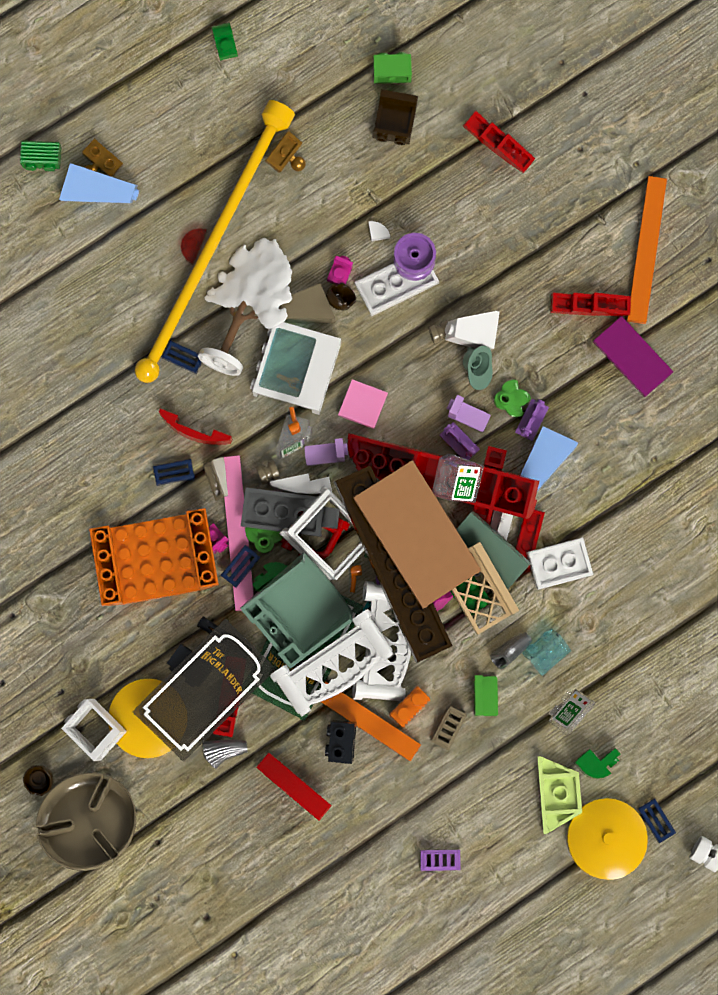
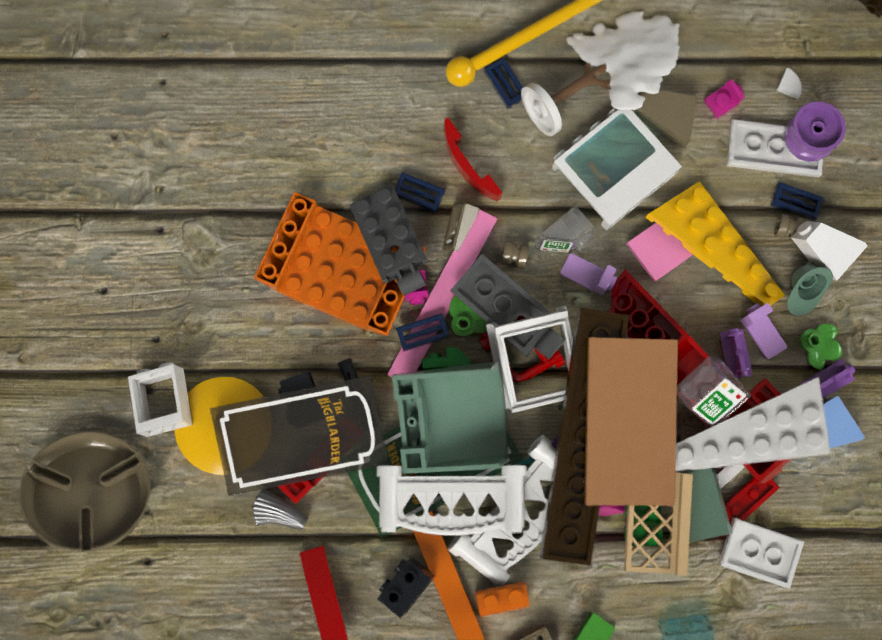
camera: 30 degrees right, 0 degrees up
(38, 780) = (70, 414): dark brown hair -> none
(167, 513) = (385, 227): none -> dark grey hinge
(294, 427) = (574, 224): orange hand -> none
(301, 485) = (541, 289): white slope -> none
(340, 296) = (708, 124): dark brown hair -> none
(355, 571) = (538, 416): orange hand -> none
(391, 373) = (712, 238): none -> yellow wing
(451, 313) = (793, 209): none -> dark blue tile
(510, 650) = (645, 611): flat silver piece -> none
(513, 478) = (775, 430): none -> white wing

